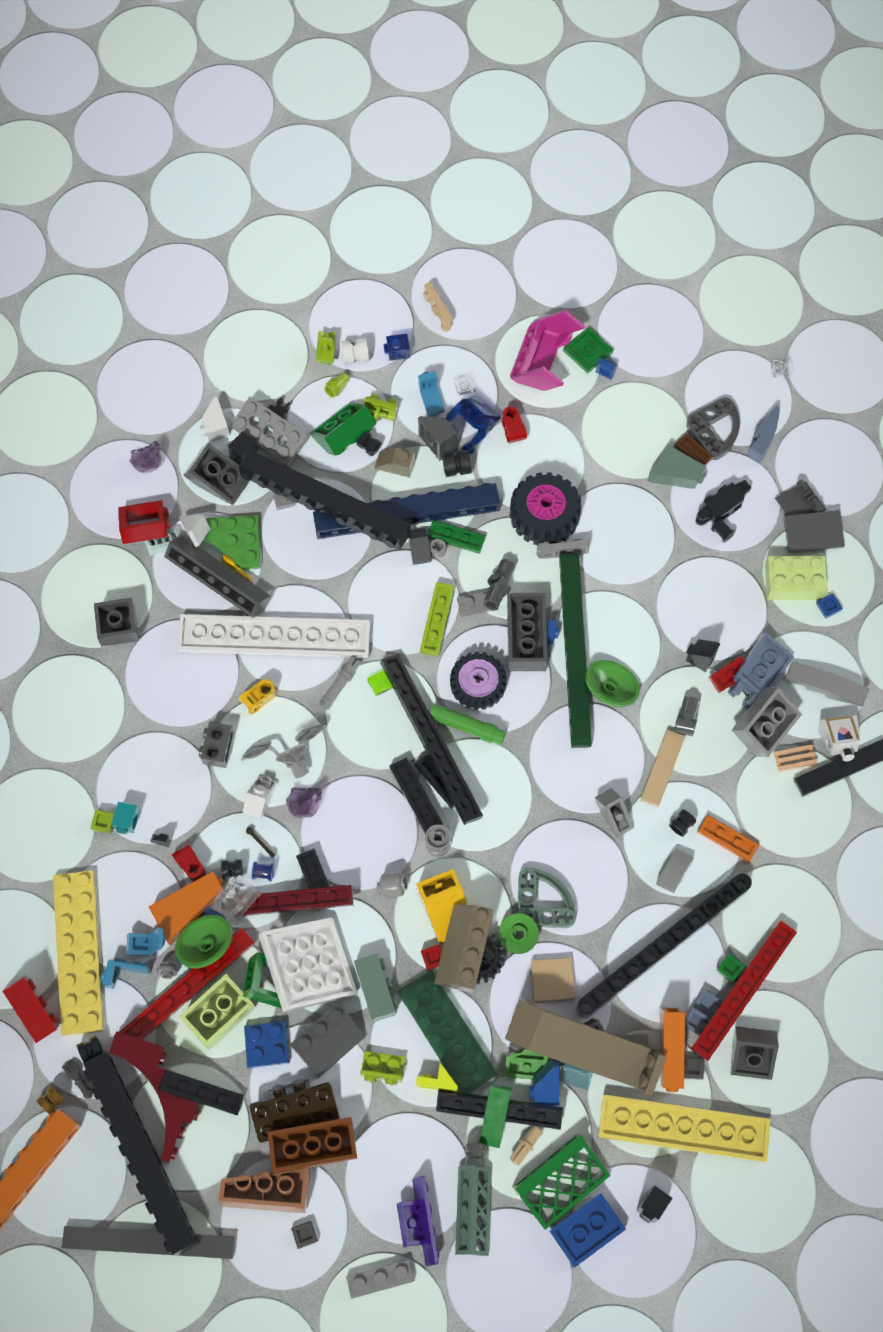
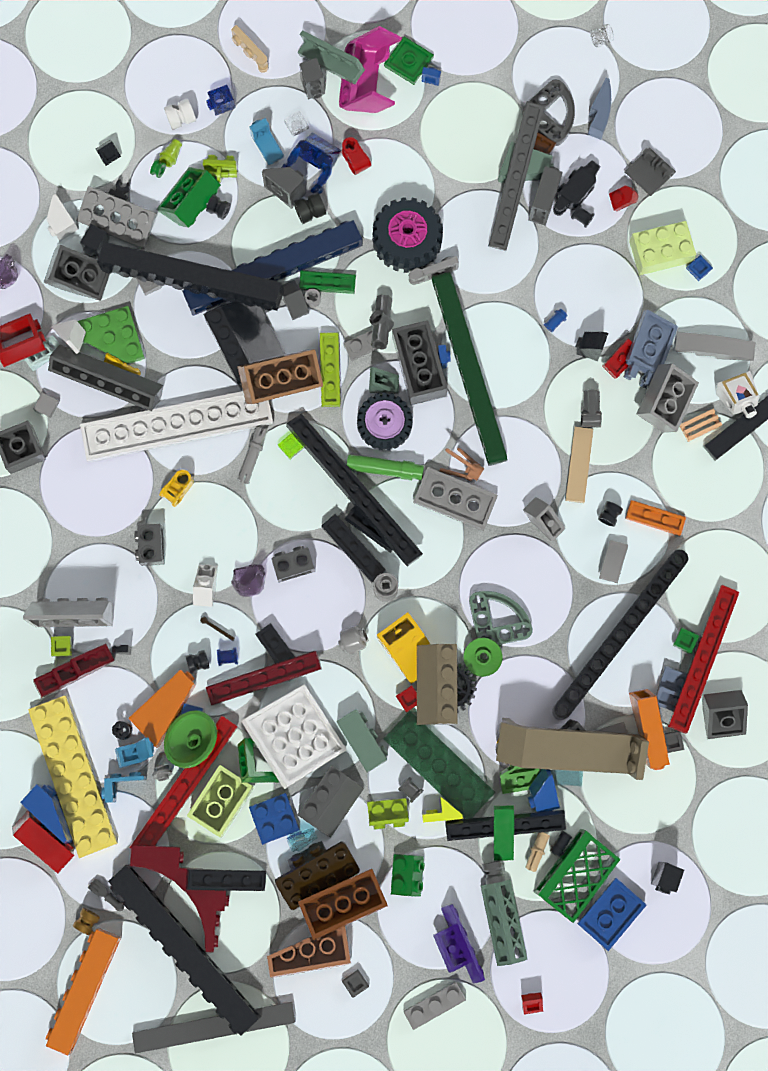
camera: 15 degrees left, 10 degrees up
(42, 971) = (47, 809): none -> blue slope
(89, 1049) = (110, 865): black wheel -> none
(108, 848) = (73, 670): none -> dark red slope
(115, 789) = (70, 613): none -> light grey slope
(125, 818) = (82, 637): teal brick -> none
(135, 913) = (118, 725): none -> black bush
(153, 589) = (46, 405): none -> light grey tile
(188, 862) = (153, 664): red piece -> none
(240, 903) = (214, 693): clear brick -> none
(277, 371) = (108, 152): none -> black plate
(288, 1071) = (301, 839): none -> clear light blue cone
(292, 758) = (228, 542): light grey plant -> none
(320, 396) = (158, 168): none -> green bush
(325, 347) = (150, 117): lime hips -> none
(351, 802) = (294, 570): none -> dark grey brick
(362, 572) = (242, 335): none -> black slope
(386, 612) = (280, 376): none -> medium nougat brick
(386, 1136) = (407, 875): none -> green bracket
(396, 461) = (249, 219): dark tan slope -> none
(411, 1049) = (410, 789): none -> dark grey bush
(481, 1302) = (532, 1003): none -> red plate
(486, 641) = (383, 381): none -> sand green slope
(489, 346) = (312, 79): none -> dark grey brick
(512, 330) = (331, 58): none -> sand green fence
(530, 784) = (451, 486): none -> light grey plate
(551, 1143) = (560, 844): none -> black pin
(552, 980) = (524, 692): tan tile -> none
(555, 747) = (474, 468): none -> nougat plant
(612, 683) = (513, 394): bright green dish -> none
(665, 477) = (516, 176): none -> dark grey tile
(672, 623) = (559, 316): none -> blue pin
(684, 1128) = (677, 799): light yellow plate -> none
(690, 502) = (545, 195): none -> dark grey window
(768, 522) = (623, 197): none -> red plate
(814, 531) = (669, 197): dark grey tile -> none

